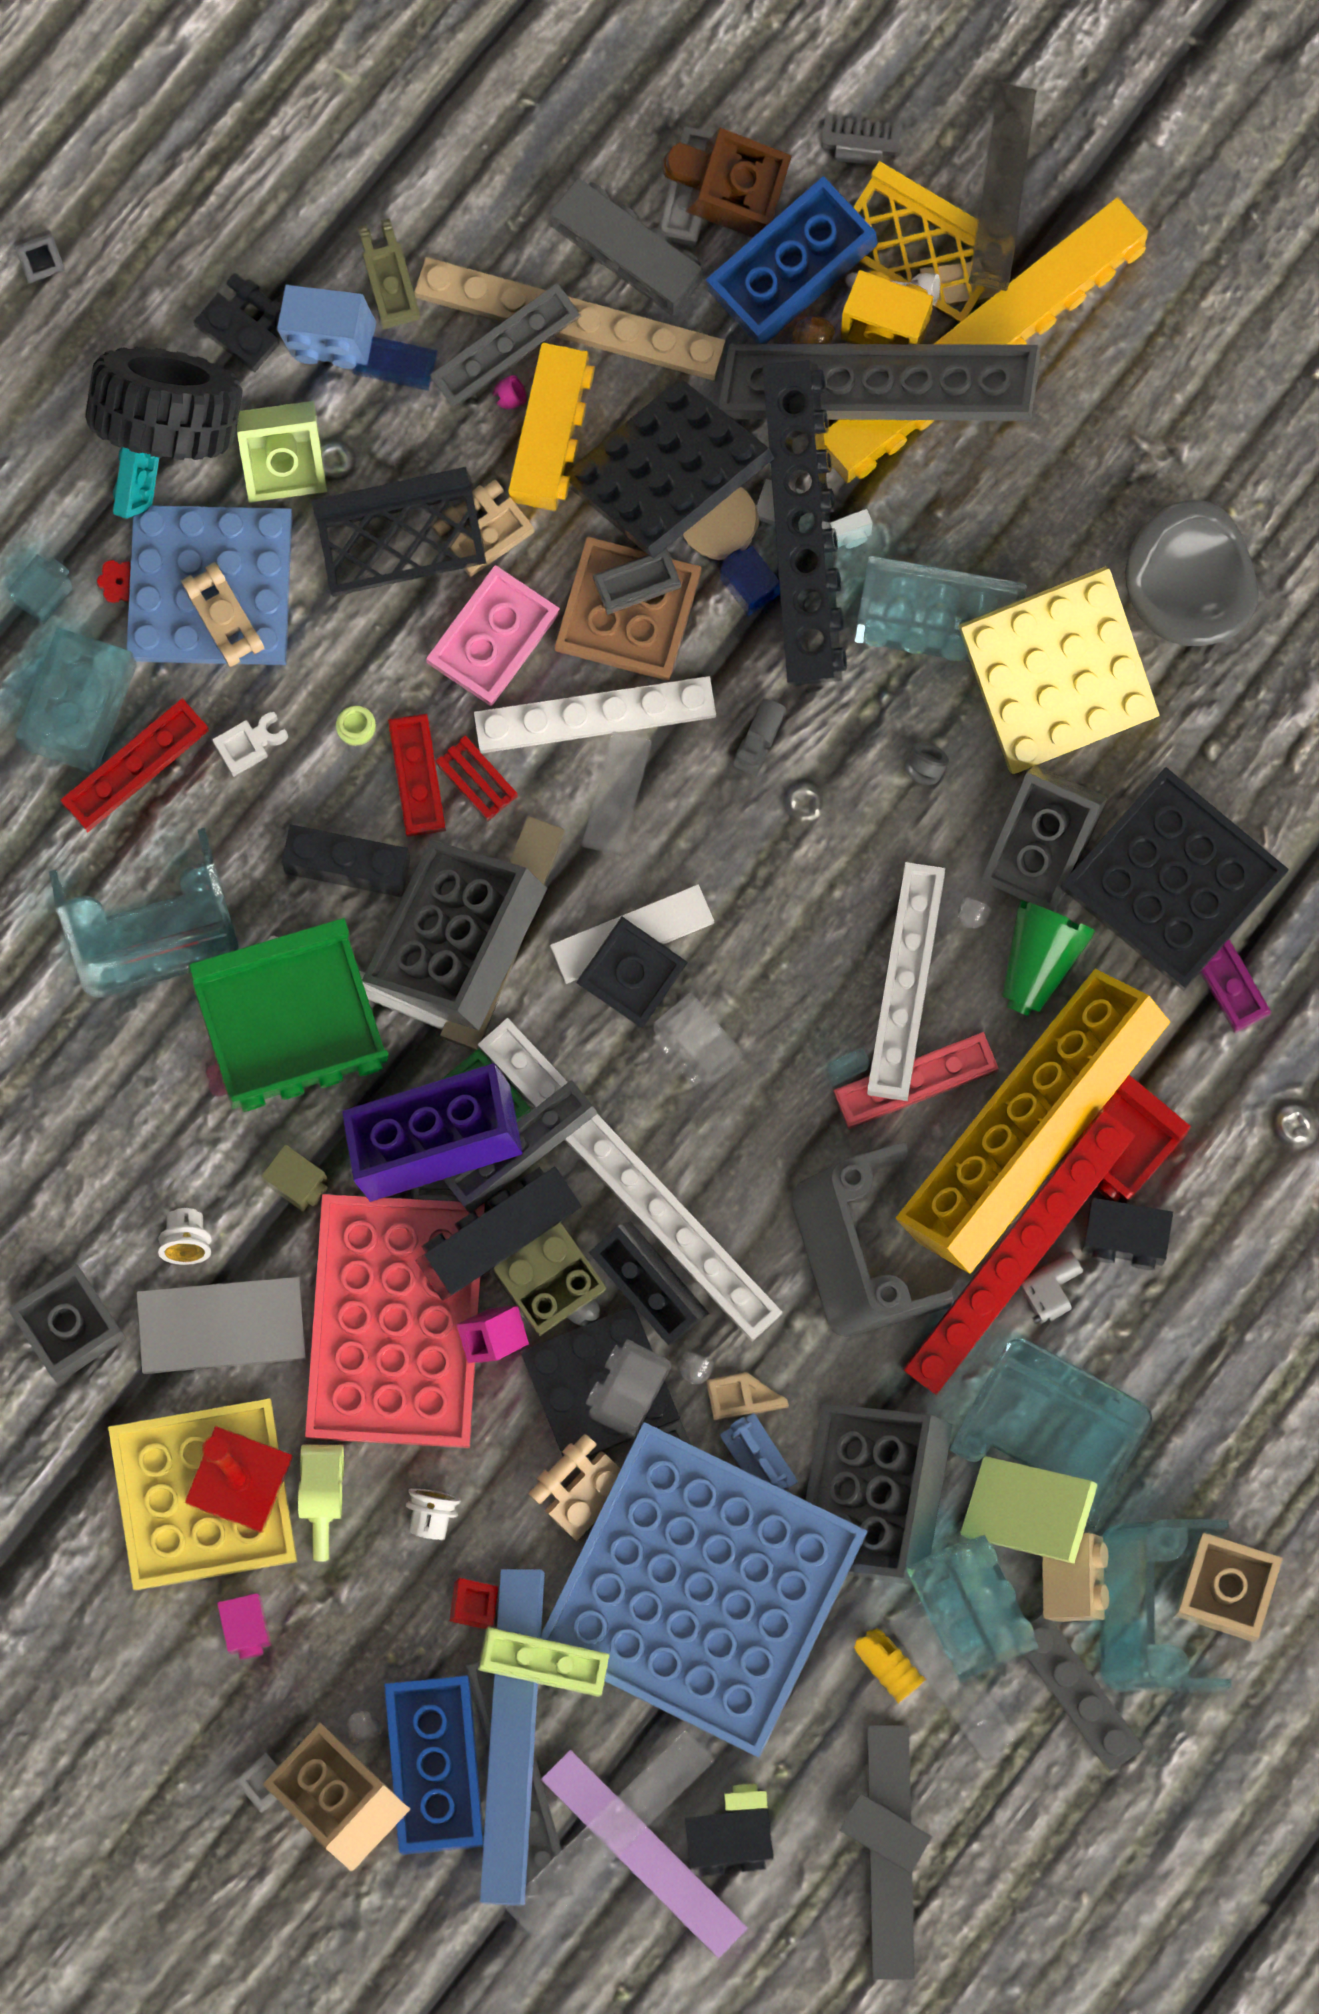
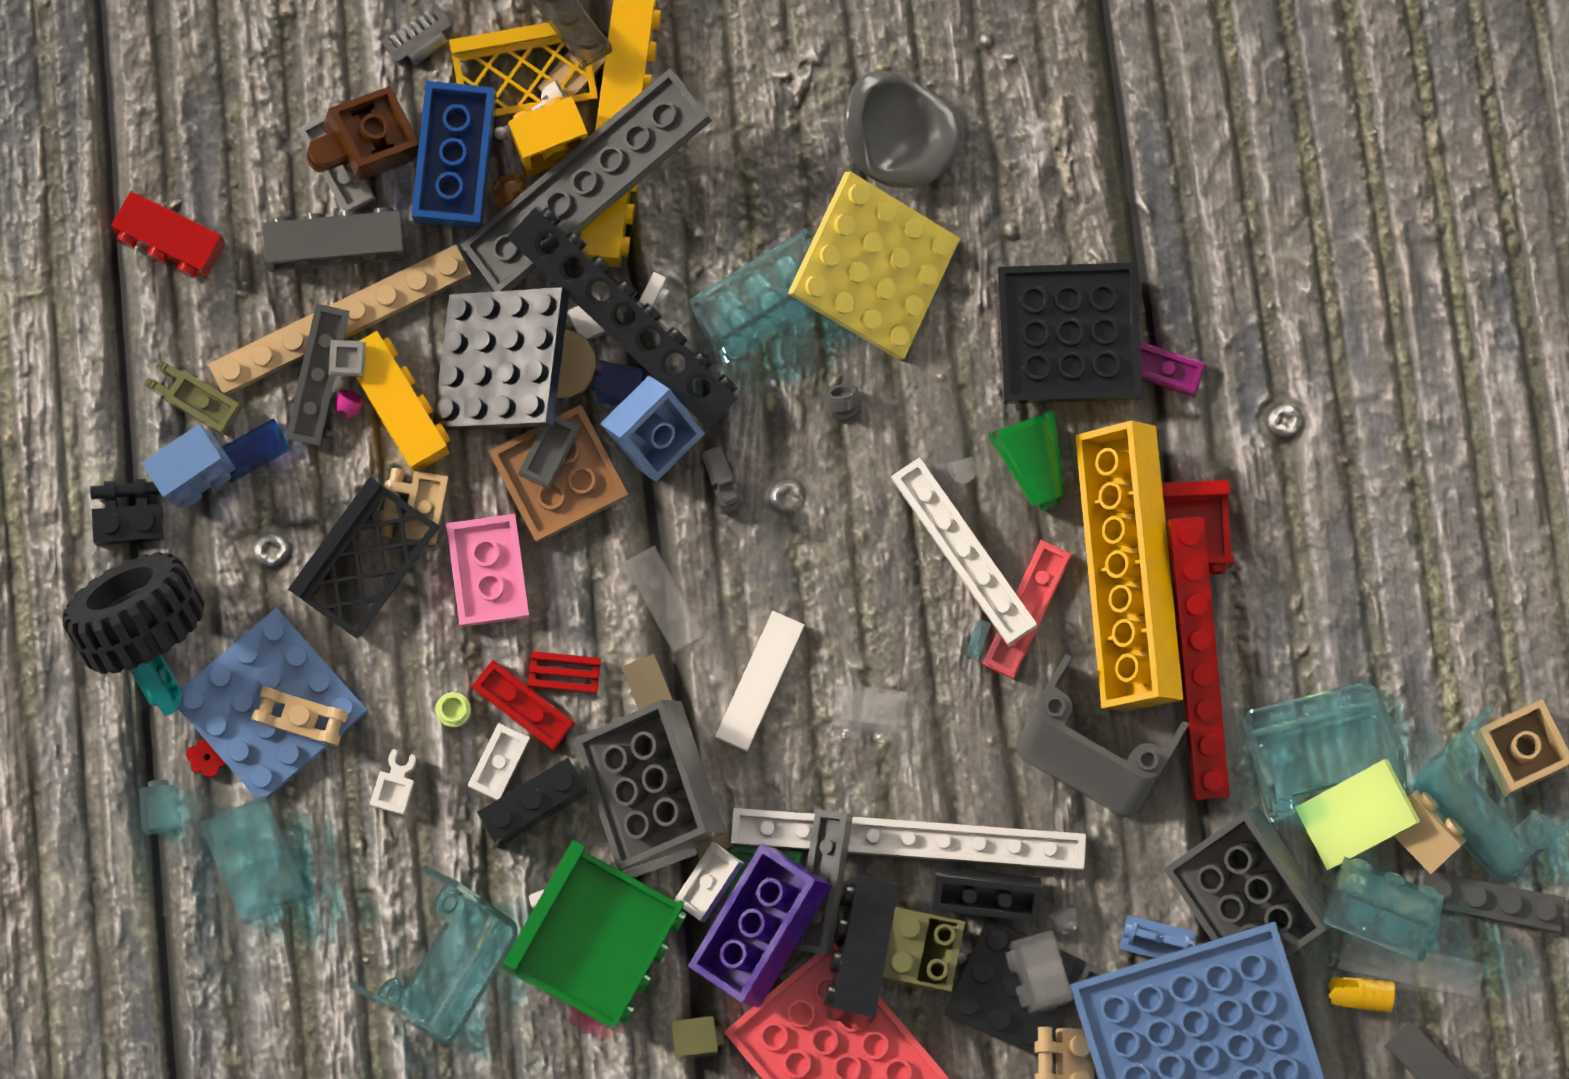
camera: 45 degrees left, 0 degrees up
(134, 765) = (333, 867): red plate -> none
(281, 451) = (235, 575): yellowish green slope -> none
(351, 802) = (499, 762): none -> white plate
(428, 1060) = (709, 881): none -> white plate
(492, 121) = (167, 236): none -> red brick
(492, 1334) = (919, 1019): dark pink brick -> none
(540, 352) = (347, 358): none -> light grey tile
(594, 714) = (600, 563): white plate -> none
(631, 972) = (784, 705): black tile -> none
(739, 638) = (652, 428): none -> medium blue brick
(741, 1396) = (1109, 911): tan tile -> none
(1043, 837) = (963, 381): dark grey slope -> none
(1044, 1290) = (1233, 668): light grey piece -> none
(1127, 1233) = (1250, 584): black brick -> none

